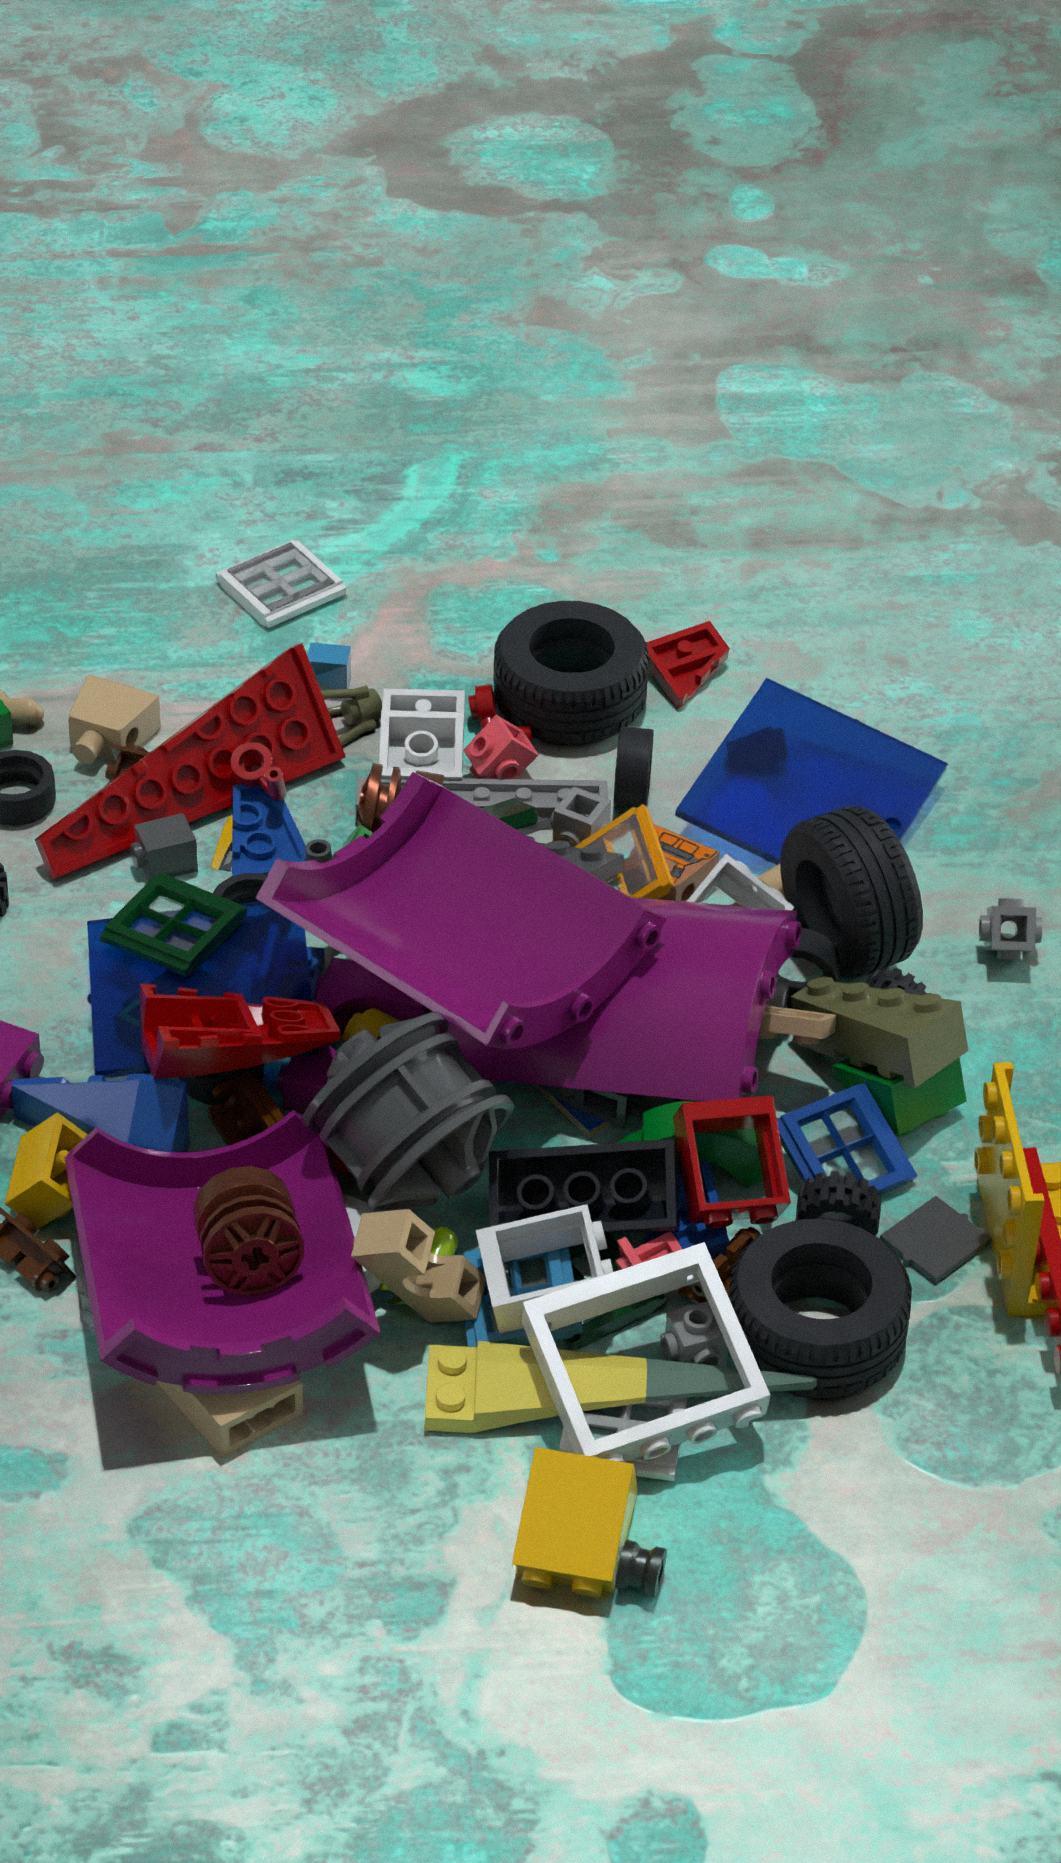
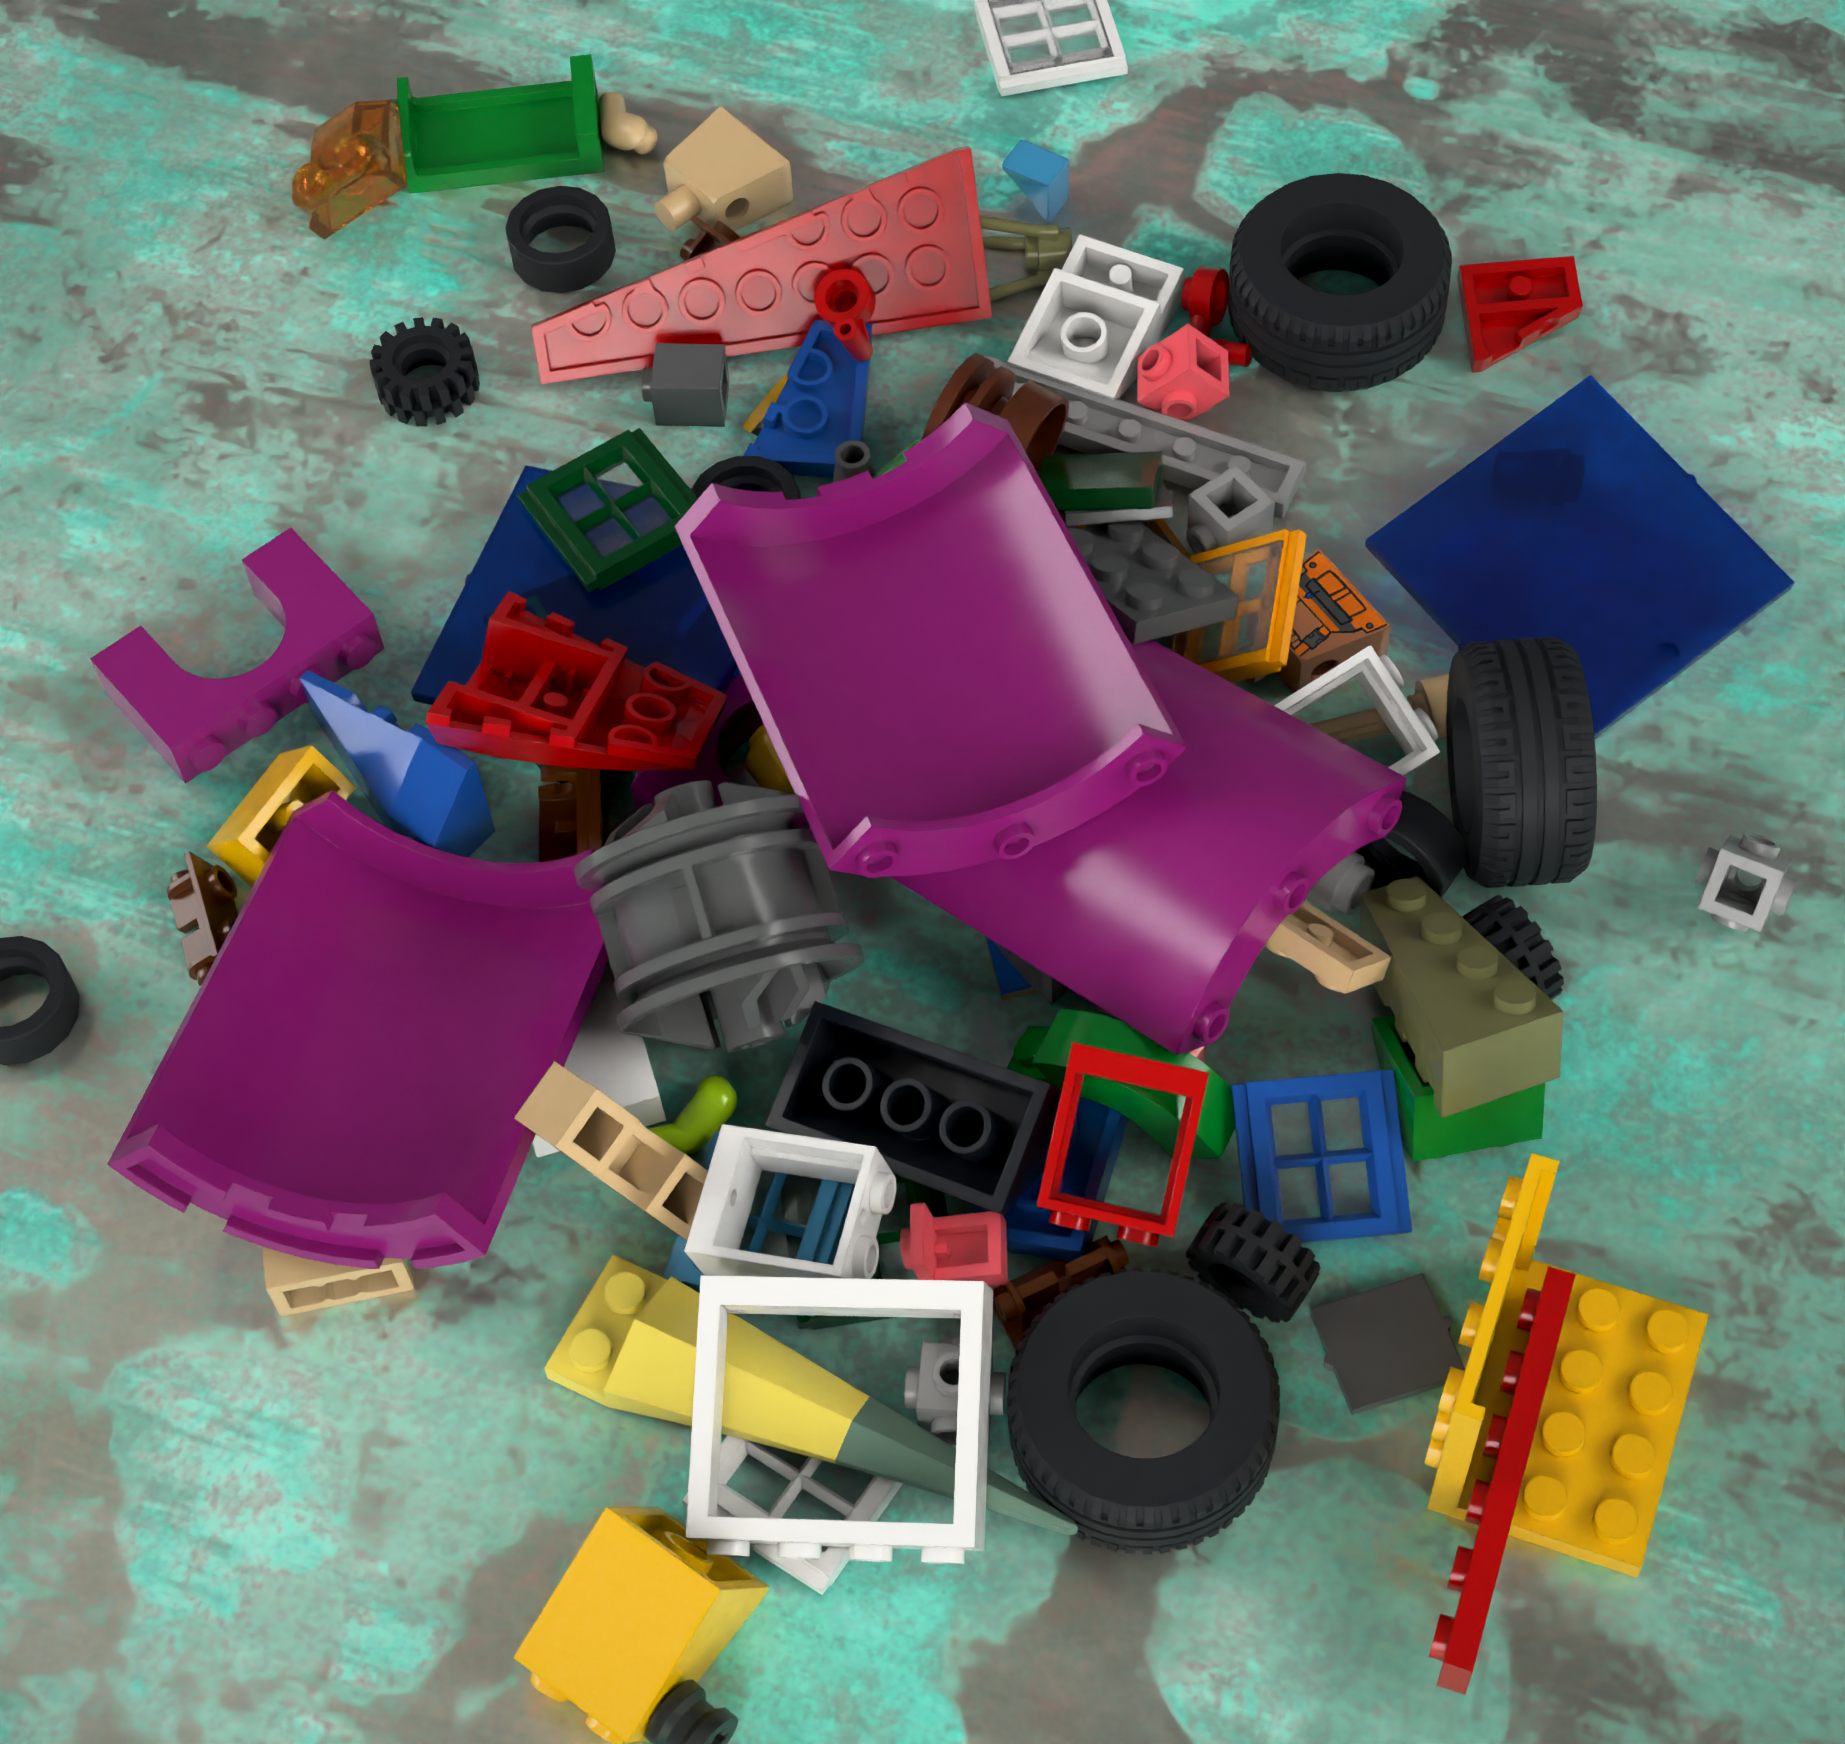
camera: 30 degrees right, 15 degrees up
(248, 1230) = (424, 1019): copper wheel -> none
(633, 767) = (1344, 454): black tyre -> none

